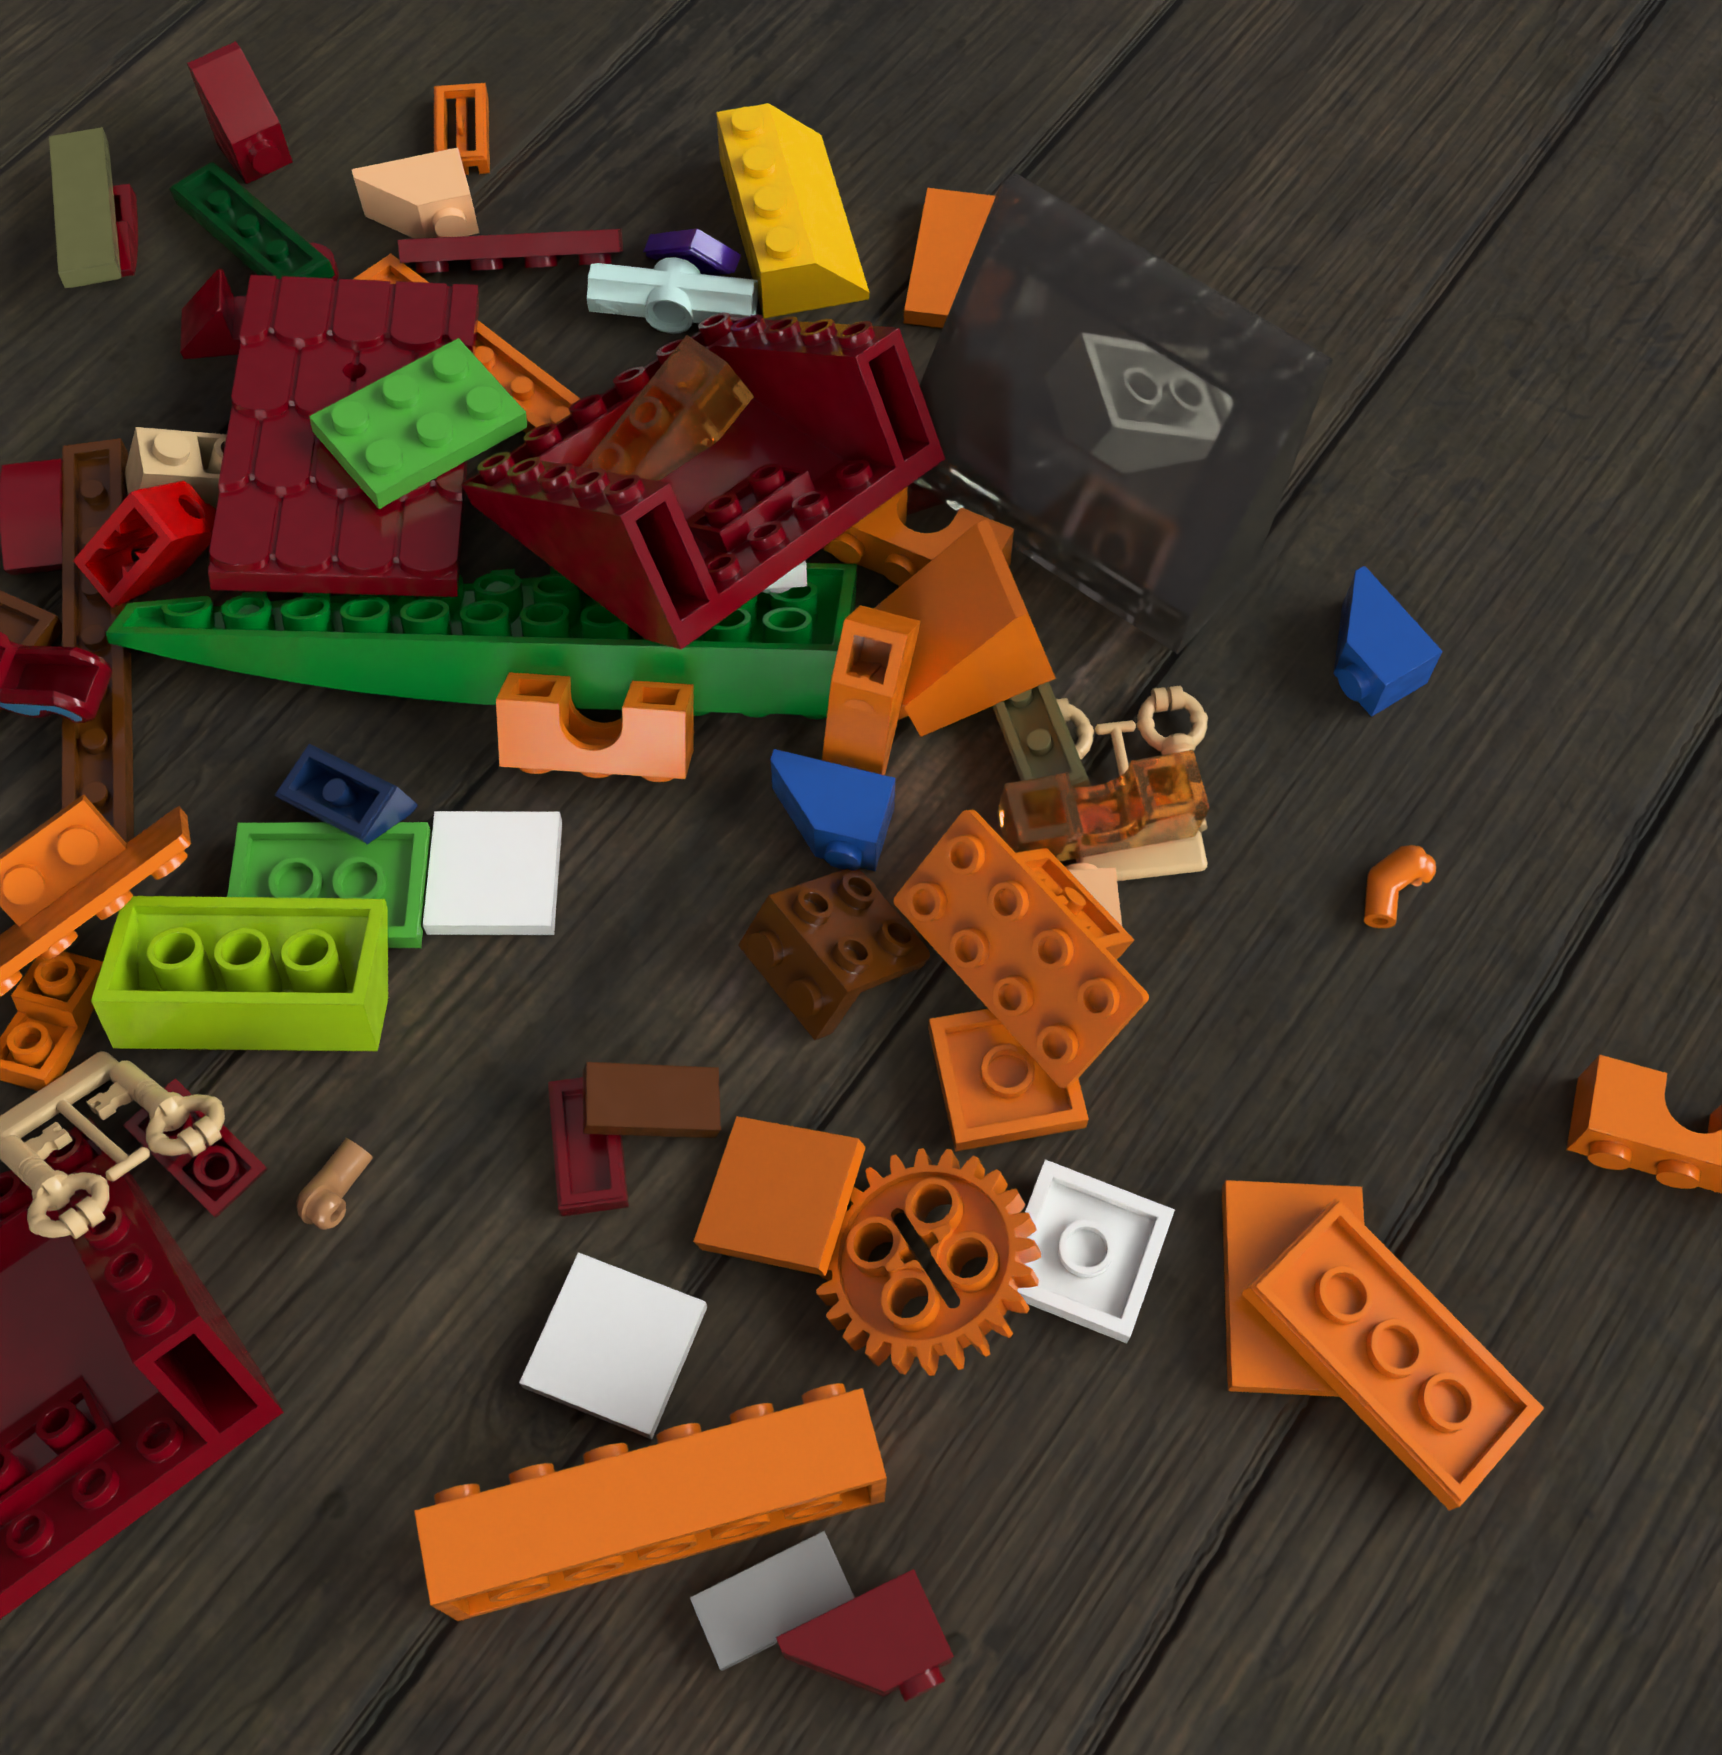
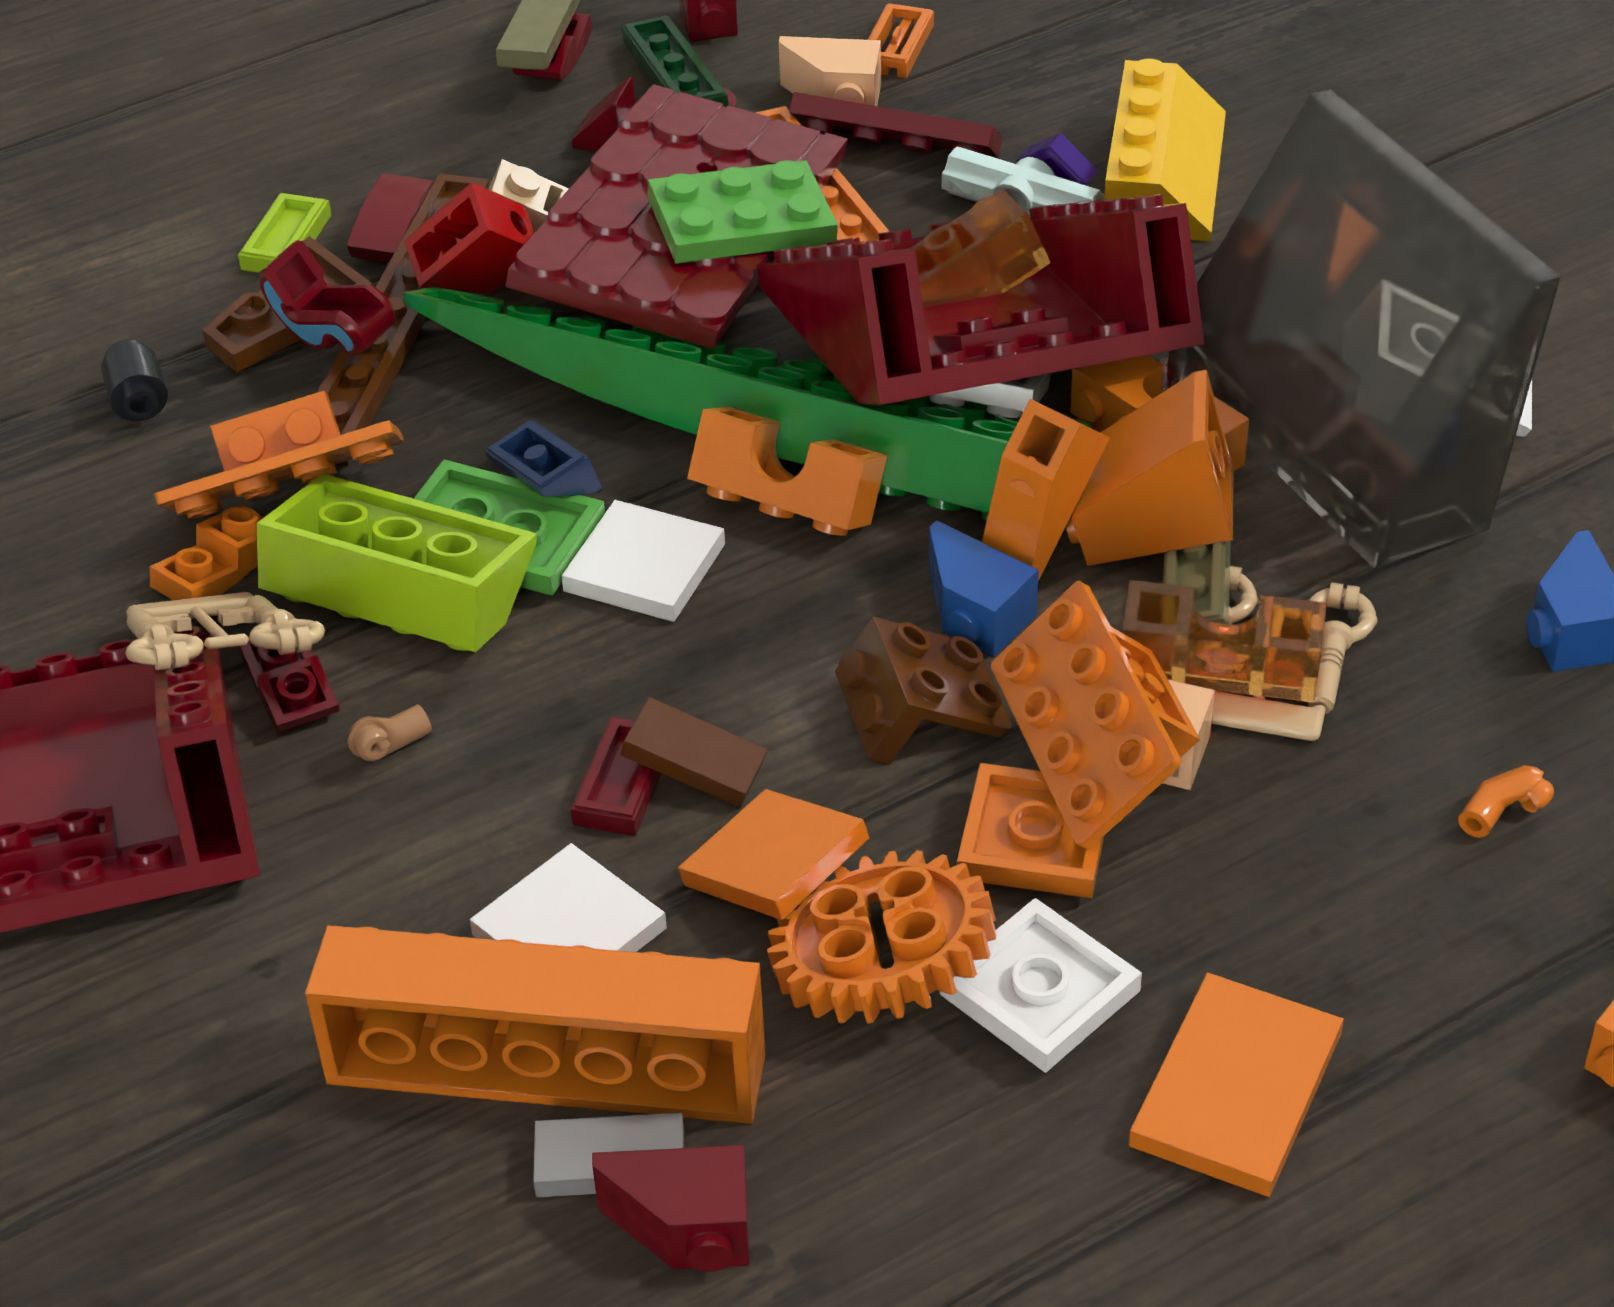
camera: 25 degrees right, 20 degrees down
(1393, 1353) = (1307, 1154): orange tile -> none

